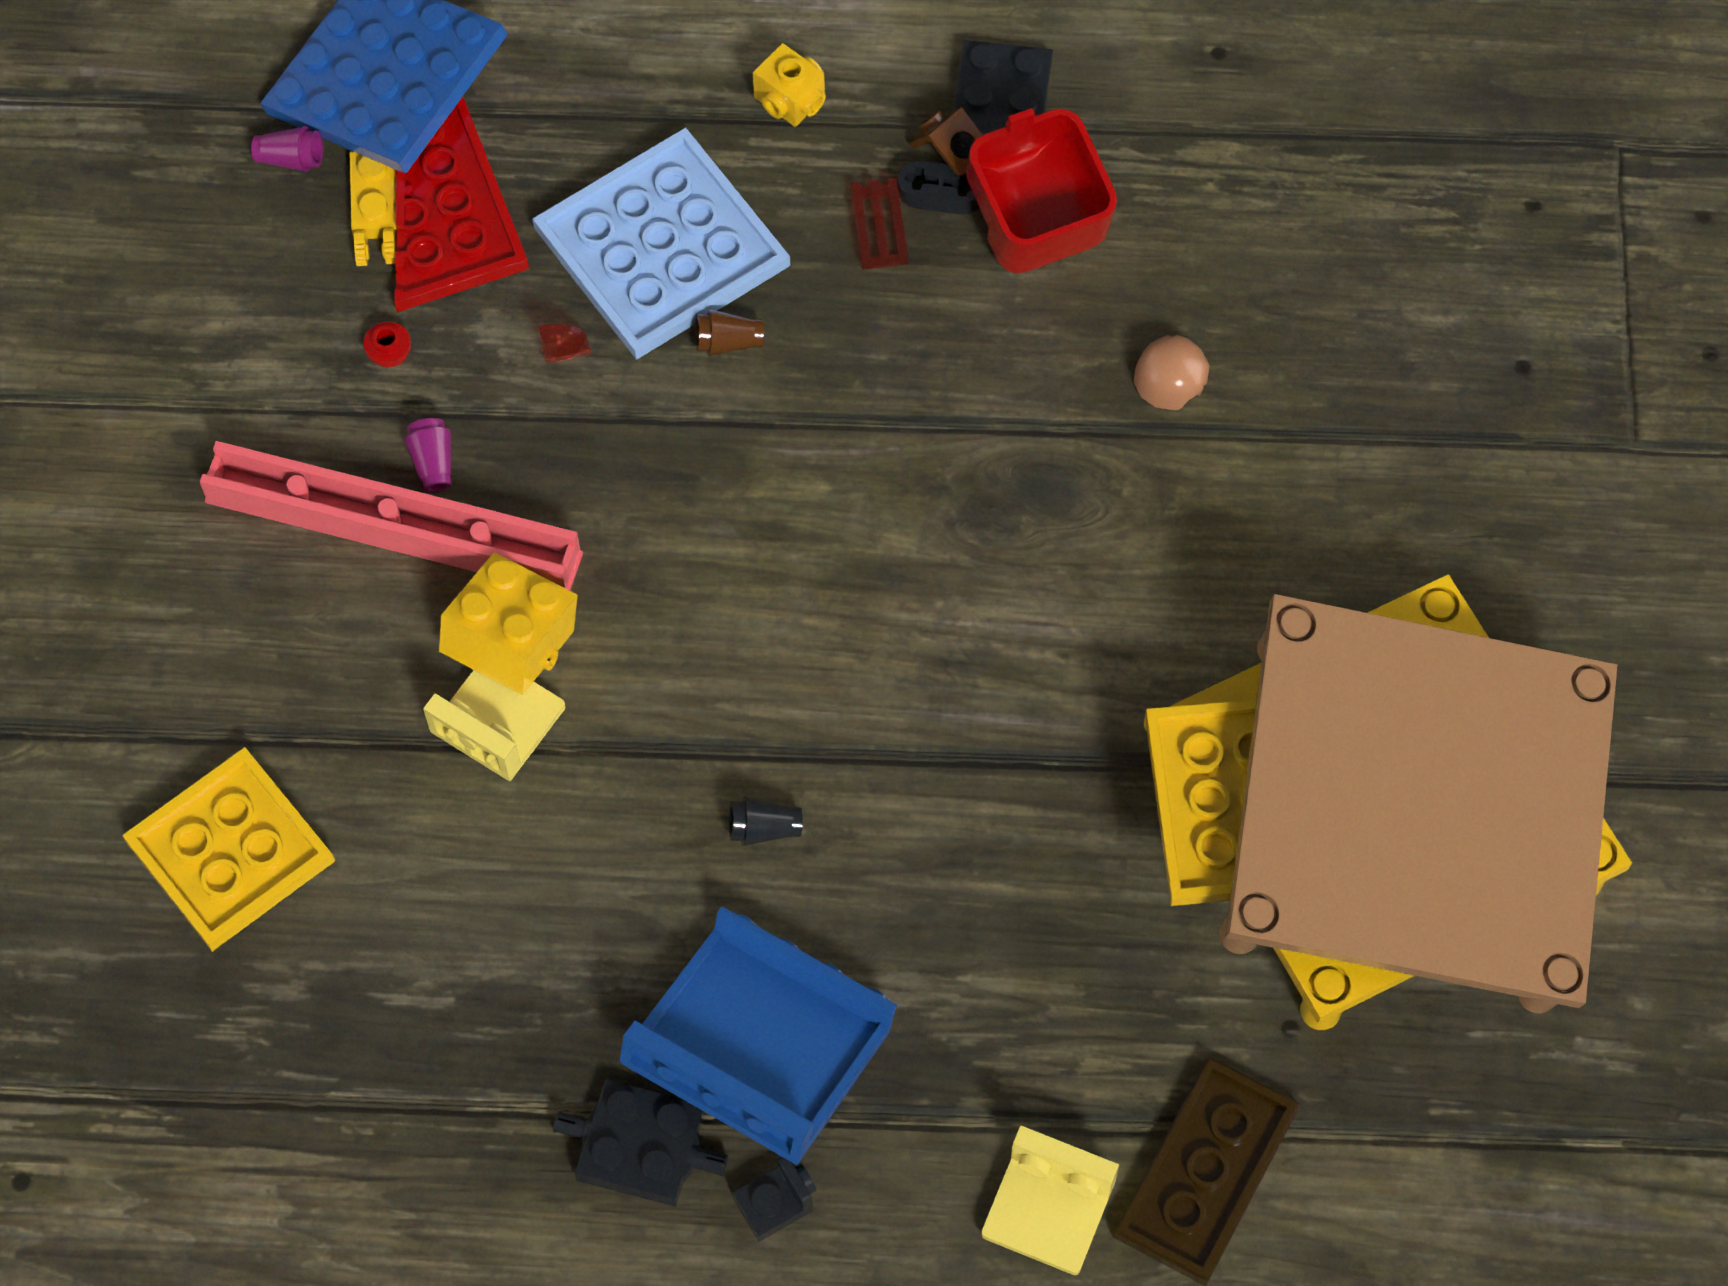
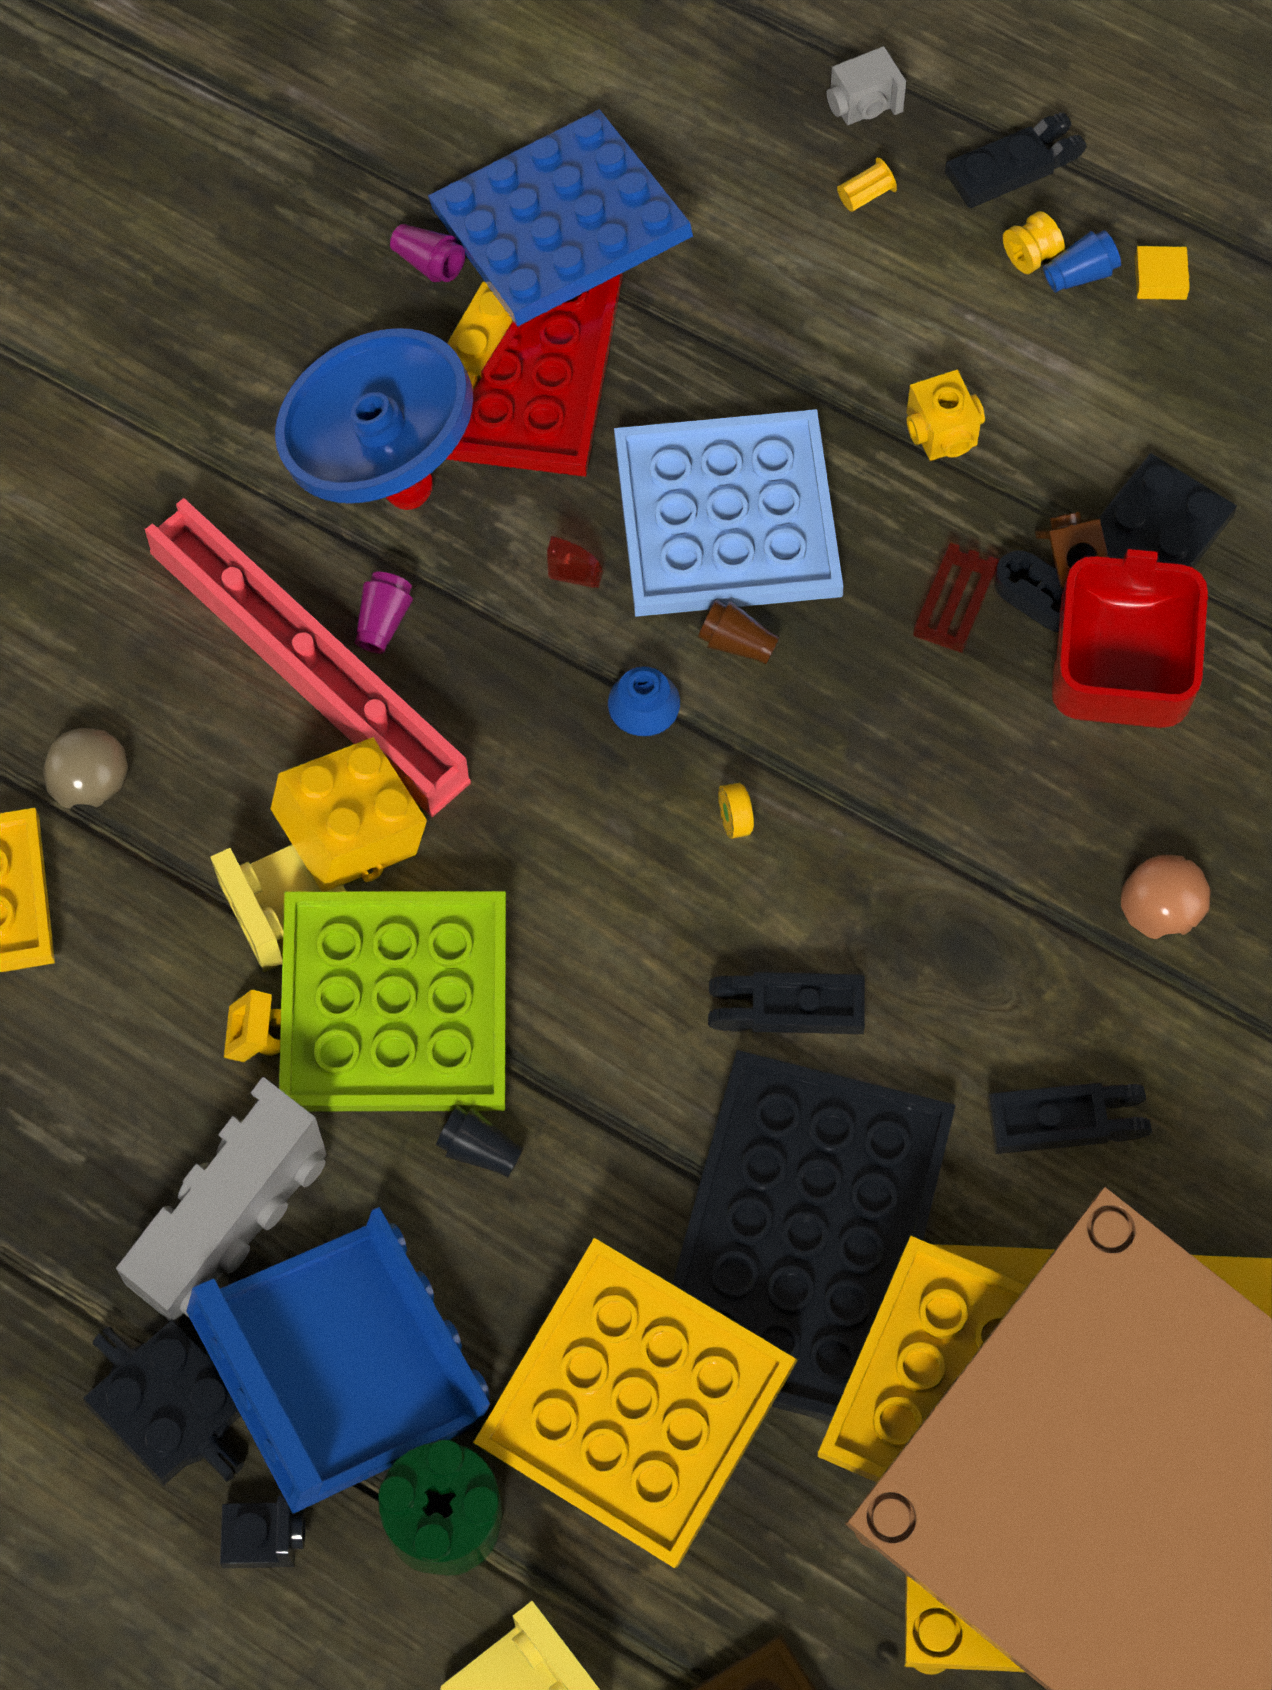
camera: 30 degrees right, 0 degrees up
(262, 697) = (84, 767): none -> dark tan hair
(331, 300) = (374, 415): none -> blue dish
(528, 826) = (249, 1027): none -> yellow tile
(597, 968) = (226, 1202): none -> light grey wedge
(631, 748) = (394, 1000): none -> lime plate
(684, 422) = (644, 702): none -> blue cone
(809, 469) = (736, 810): none -> yellow tile
(899, 1074) = (448, 1475): none -> dark green brick
(939, 593) = (791, 1003): none -> black hinge
(1004, 945) = (635, 1402): none -> yellow plate
(1050, 761) = (810, 1213): none -> black plate
(1192, 573) = (1064, 1117): none -> black hinge

